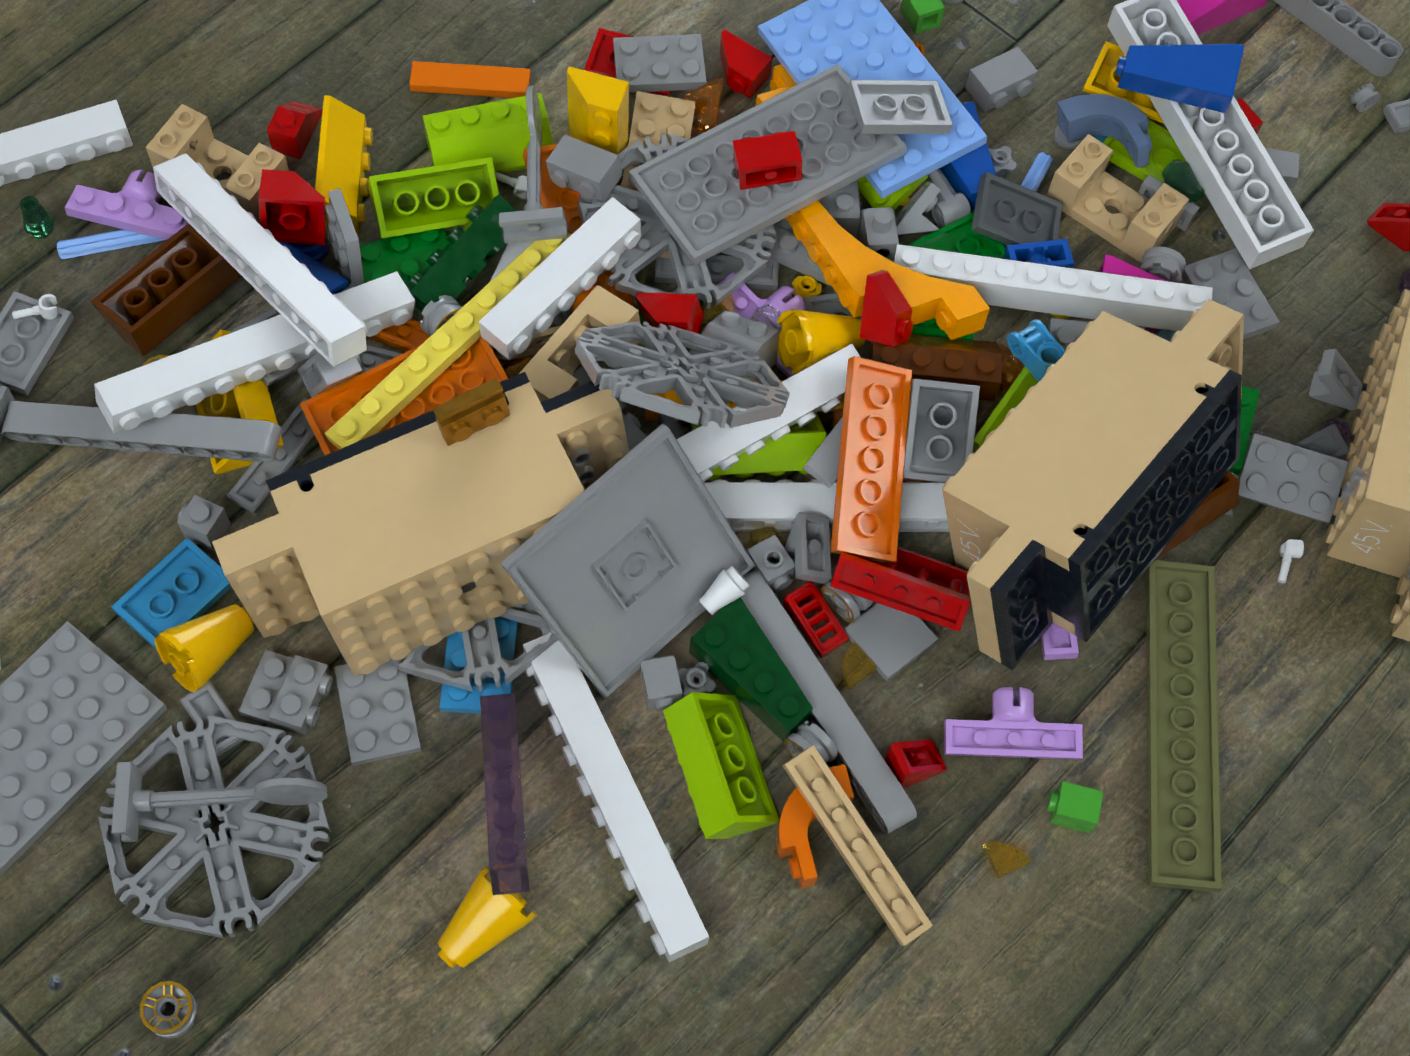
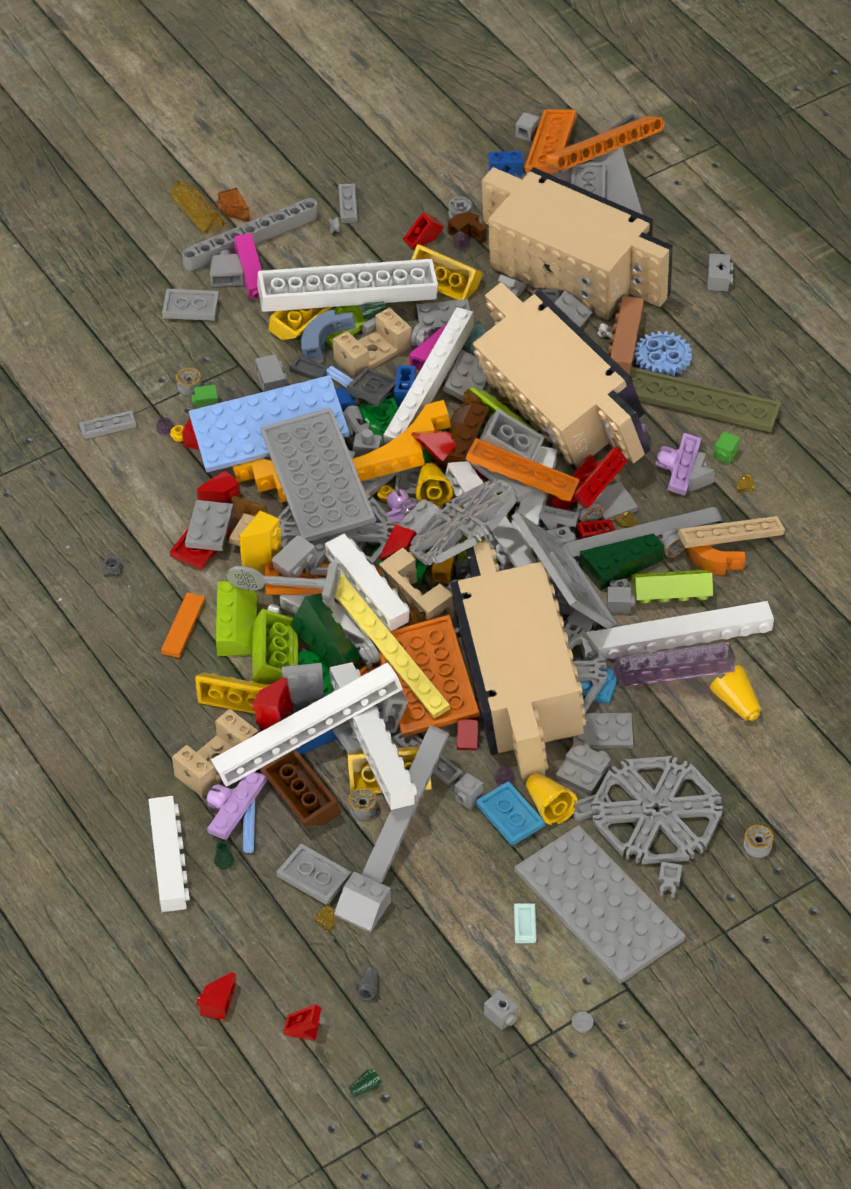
camera: 70 degrees left, 15 degrees down
(44, 302) = (297, 854): white hand -> none
(74, 871) = (669, 877): none -> light grey plate
(131, 799) = (641, 835): light grey piece -> none
(293, 128) = (194, 715): red slope -> none
(471, 412) = (477, 599): pearl gold plate -> none
(724, 590) = (578, 553): white cone -> none
(767, 160) = (324, 467): red brick -> none
(899, 107) = (305, 403): light grey plate -> none
(914, 761) = (688, 504): red slope -> none
(989, 768) = (700, 474): none -> light grey slope
(1034, 347) = (478, 385): dark azure piece -> none
(1039, 131) = (308, 368): none -> dark grey tile
(1183, 73) = (323, 278): blue slope -> none
(1269, 658) = (663, 353): none -> light blue gear
(1280, 583) = (626, 331): none -> nougat brick
(1324, 276) = (452, 276): none -> yellow slope

